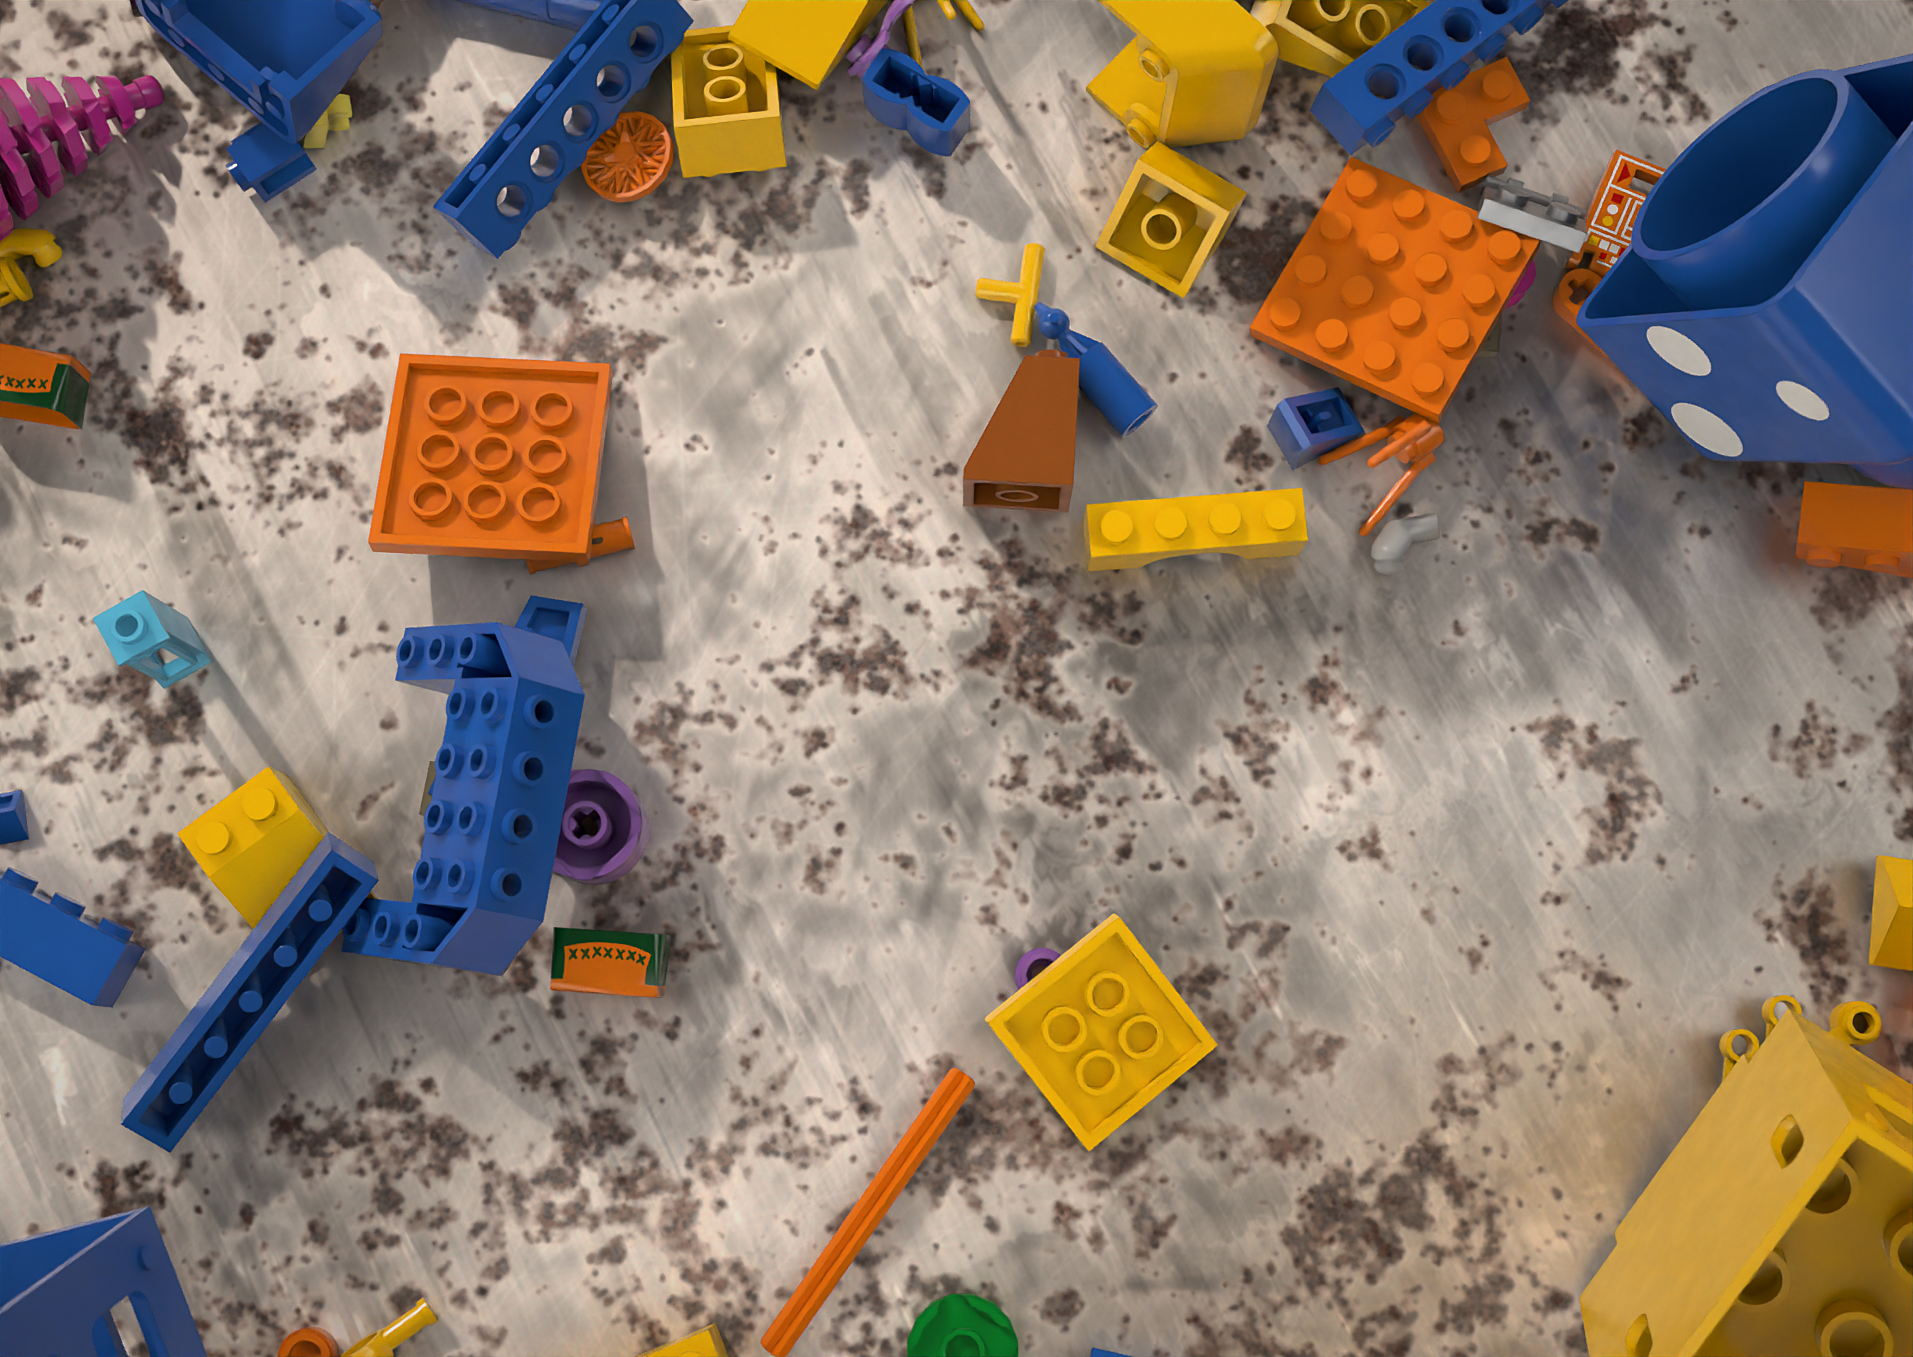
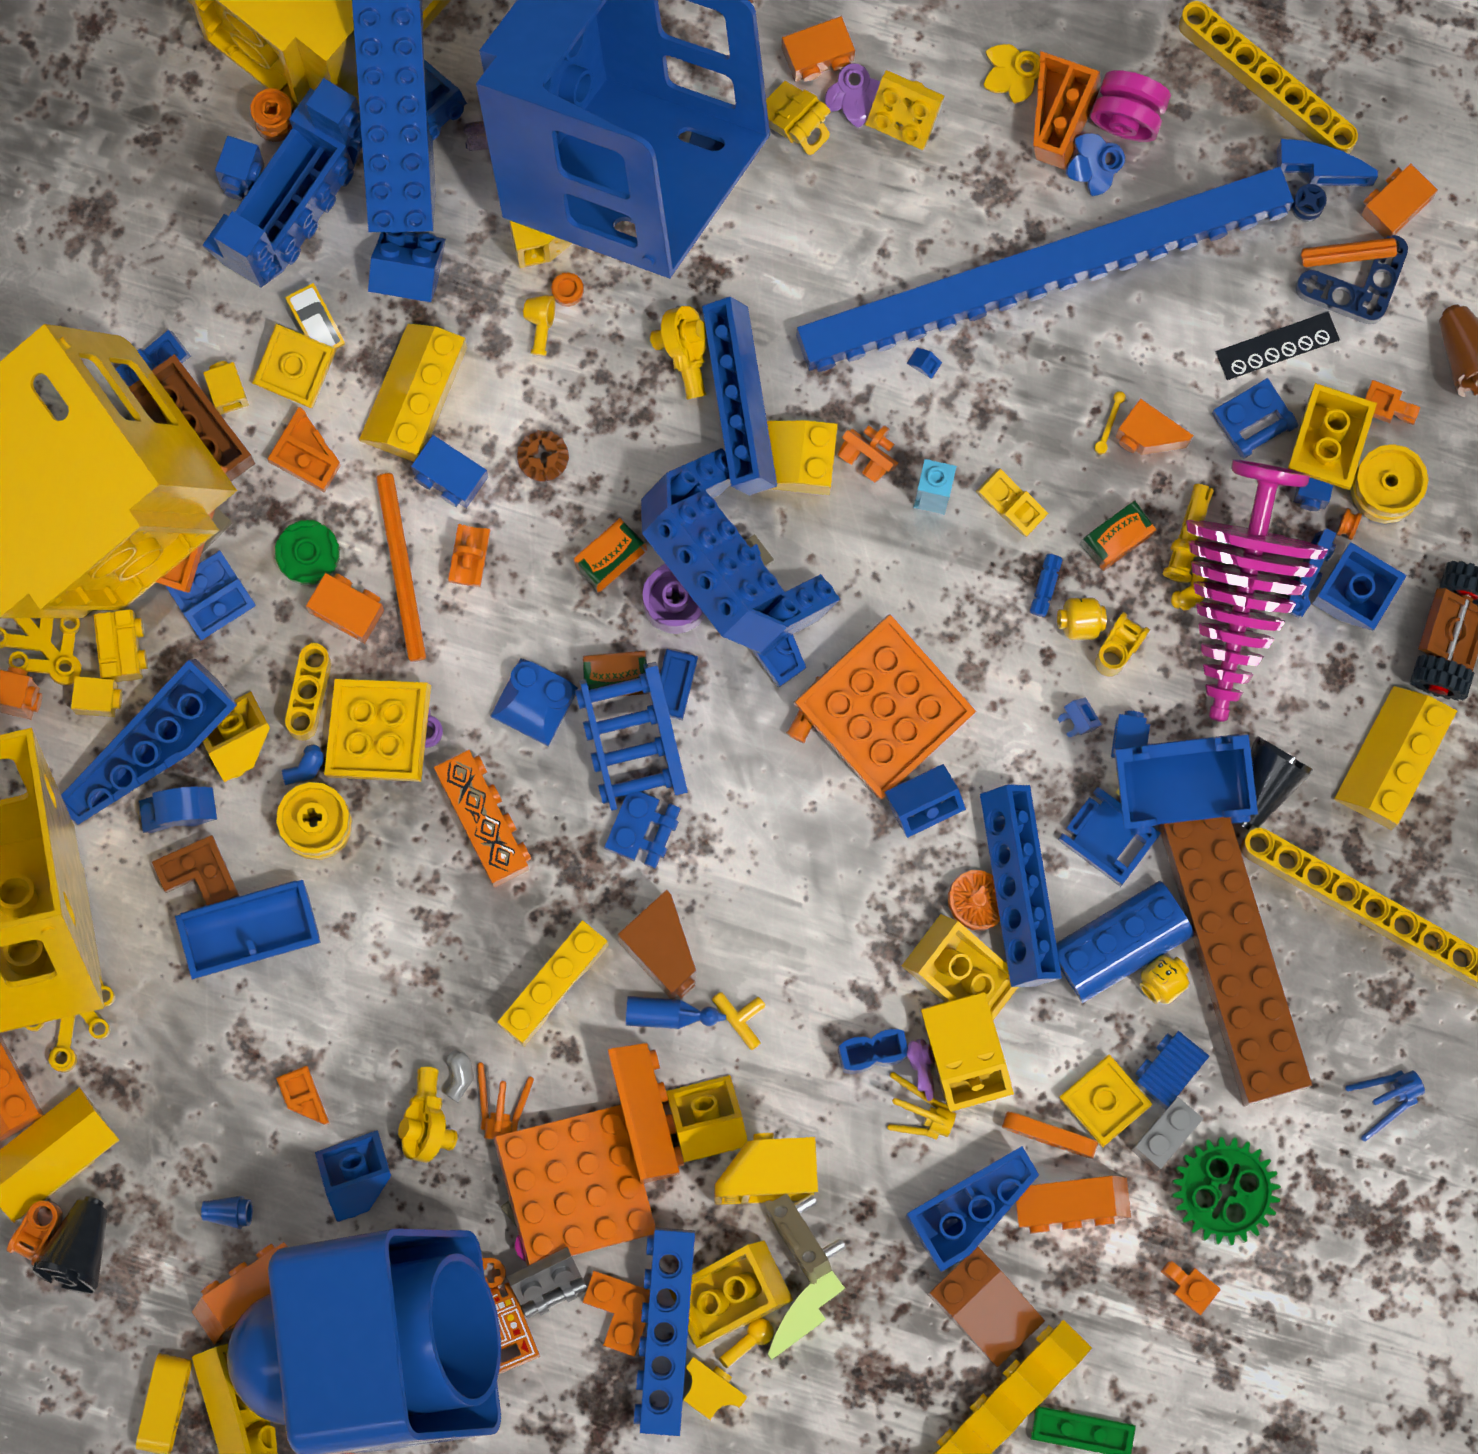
camera: 130 degrees right, 0 degrees up
(99, 548) = (1011, 502): none -> yellow slope
(155, 266) = (1123, 641): none -> yellow piece
(167, 417) = (1046, 585): none -> blue axle
(170, 334) = (1082, 618): none -> yellow head
(185, 746) = (857, 444): none -> orange hips
(236, 1132) = (684, 340): none -> yellow pin
(294, 233) = (1082, 716): none -> blue tile
(417, 95) = (1103, 838): none -> blue container
(563, 309) = (923, 799): none -> blue brick
(585, 1169) = (555, 463): none -> dark orange gear
(692, 1270) = (448, 472): none -> blue brick
(698, 735) = (677, 680): none -> blue tile
(753, 810) = (613, 668): none -> dark orange piece
(774, 1135) = (469, 555): none -> orange hips
(786, 664) = (655, 714): none -> blue fence
(879, 880) = (534, 701): none -> blue slope
(914, 623) = (632, 826): none -> blue plate
(987, 1229) = (345, 607): none -> orange brick
(1083, 801) = (482, 818): none -> orange brick
(1164, 1167) = (306, 676): none -> yellow beam
(1225, 1077) = (307, 767): none -> blue arm
(1237, 285) = (644, 1112): none -> orange slope
(1281, 1208) = (238, 738): none -> yellow slope
(1313, 425) = (547, 1089): blue slope -> none
(1319, 993) = (306, 803): none -> yellow wheel
(1388, 1299) = (152, 741): none -> blue wedge
(1437, 1183) = (177, 808): none -> blue brick
(1467, 1084) = (197, 862): none -> dark orange plate
(1495, 945) = (247, 929): none -> blue container
(1497, 519) = (424, 1123): none -> yellow pin
(1605, 698) = (302, 1095): none -> orange tile
(1635, 546) = (353, 1174): none -> blue slope
(1821, 648) = (228, 1211): none -> blue cone

